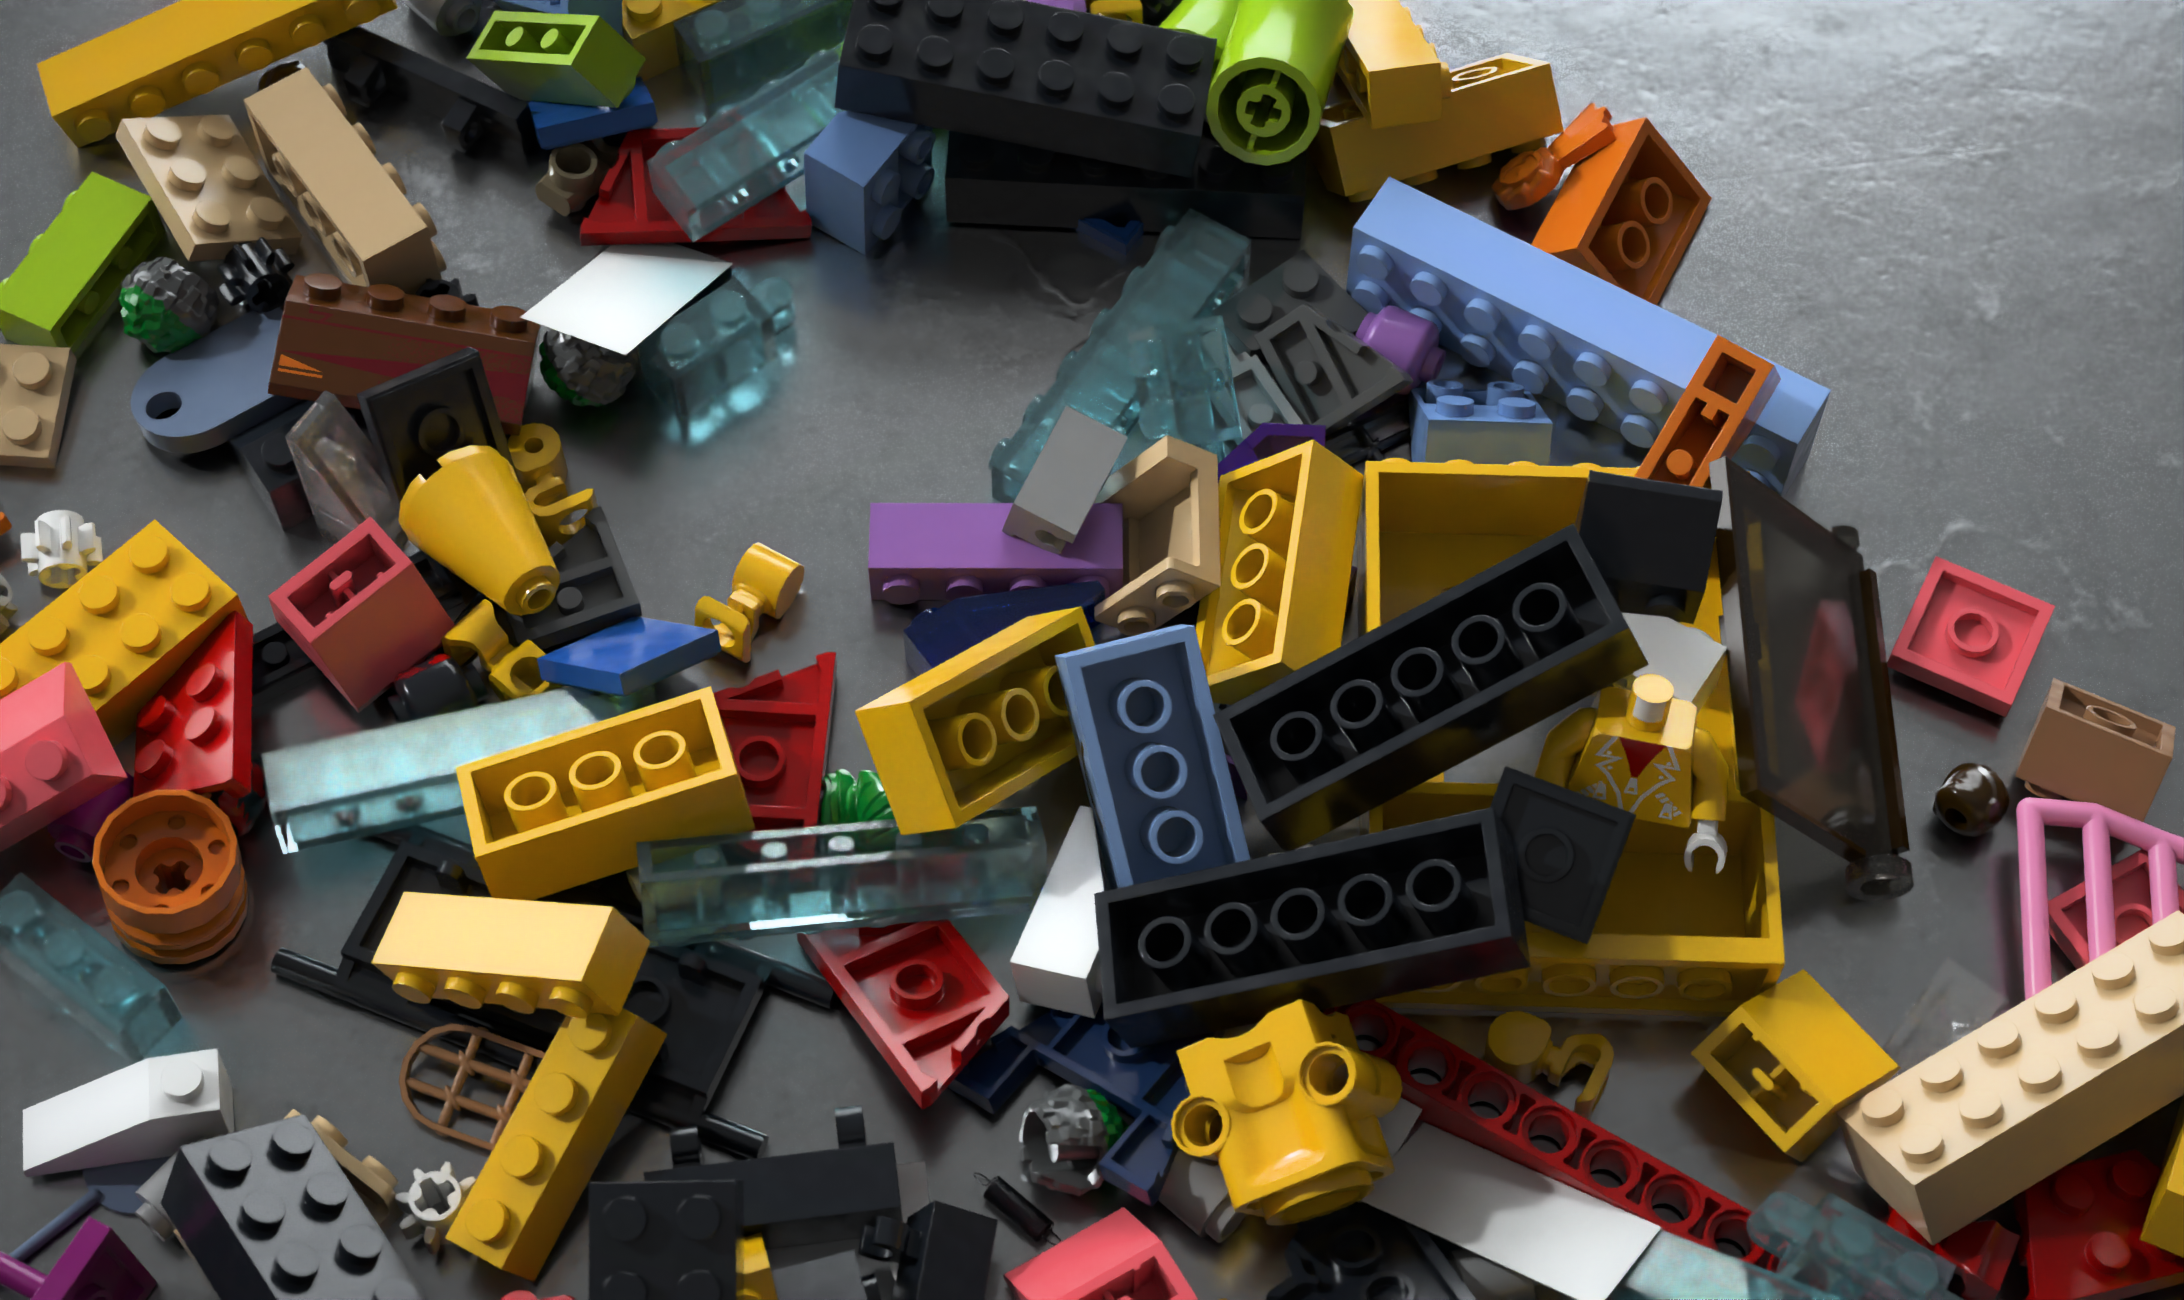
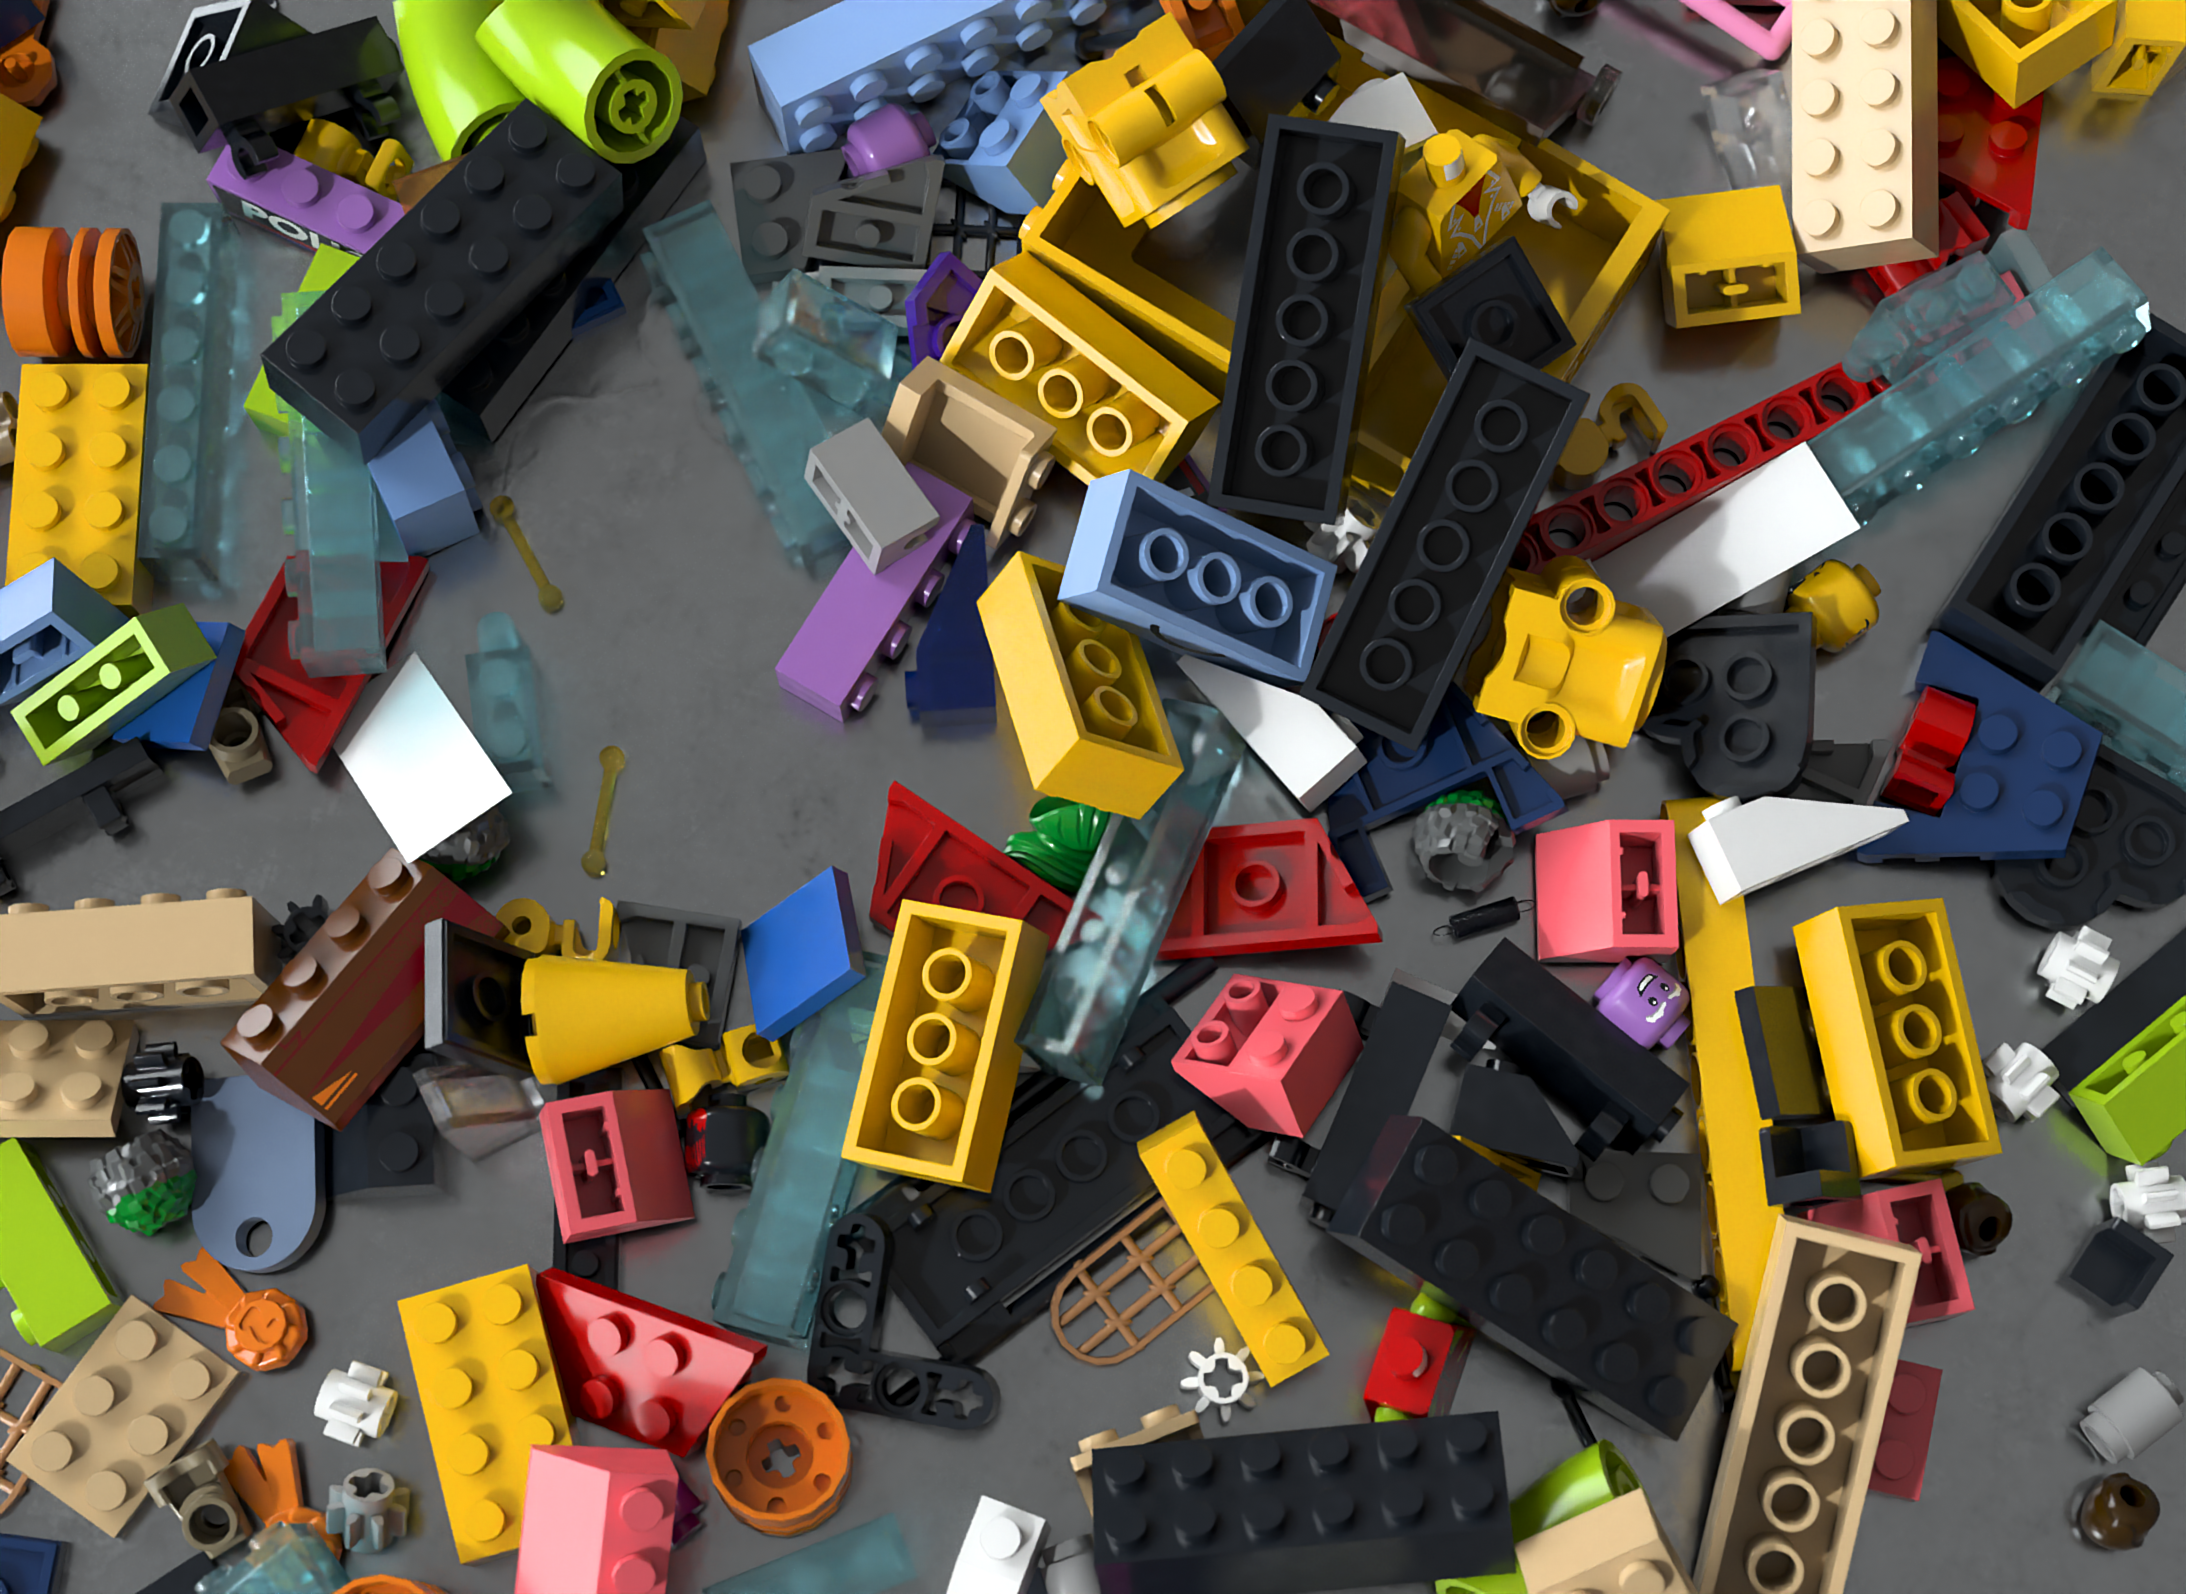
camera: 60 degrees left, 15 degrees up
(98, 452) = (260, 1326): none -> orange piece
(308, 891) = (860, 1343): none -> black beam
(511, 953) = (1069, 1199): yellow brick -> none
(727, 448) = (612, 761): none -> clear yellow hinge
(760, 585) = (785, 810): yellow leg -> none
(764, 1076) = (1271, 1052): none -> coral slope
(893, 260) = (503, 511): none -> clear yellow hinge
(1514, 463) = (1148, 125): none -> yellow piece
(1616, 455) = (1091, 44): none -> black piece

